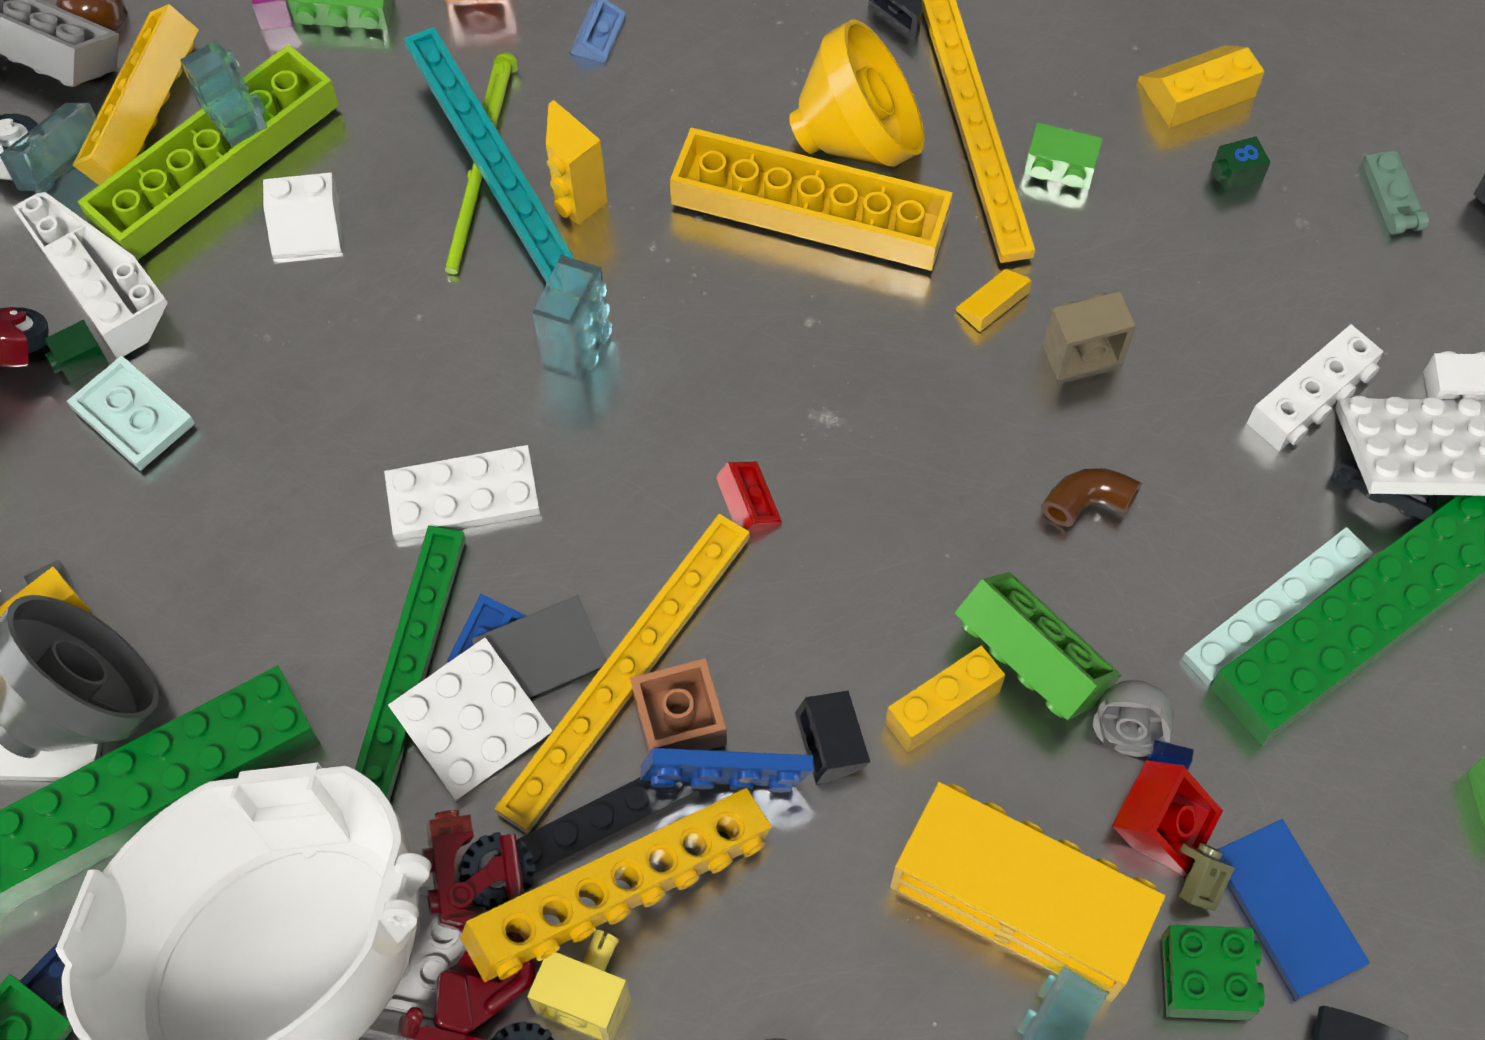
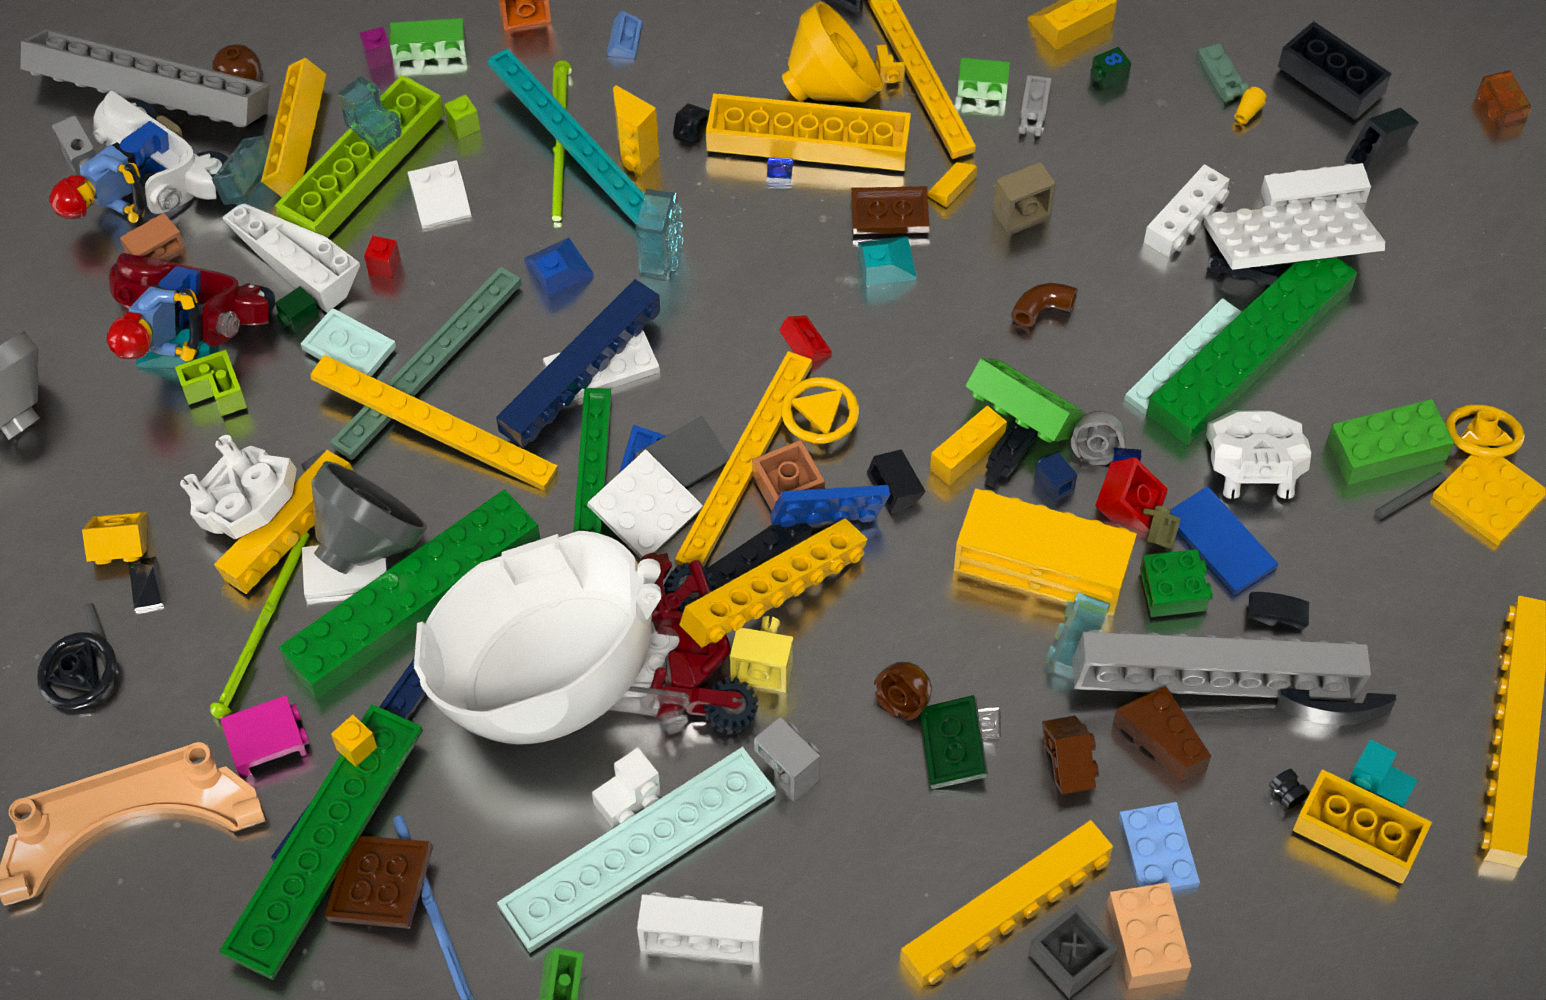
camera: 10 degrees left, 5 degrees down
(205, 293) = (382, 257): none -> red brick
(214, 546) = (434, 422): none -> yellow plate
(224, 455) = (430, 358): none -> sand green plate
(358, 112) = (462, 116): none -> lime brick
(424, 491) = (578, 363): none -> dark blue brick
(438, 339) = (558, 266): none -> blue slope
(654, 160) = (688, 122): none -> black bracket
(745, 611) = (819, 410): none -> yellow piece
(763, 246) = (779, 170): none -> clear blue tile
(883, 398) = (887, 261): none -> teal slope
(901, 325) = (890, 210): none -> reddish brown plate
(936, 126) = (889, 71): none -> yellow bracket
(999, 719) = (1008, 452): none -> black hinge
(1061, 766) = (1055, 476): none -> dark blue brick
(1128, 198) = (1035, 102): none -> light grey hinge
(1367, 777) = (1258, 449): none -> white brick
(1427, 243) = (1250, 104): none -> yellow cone

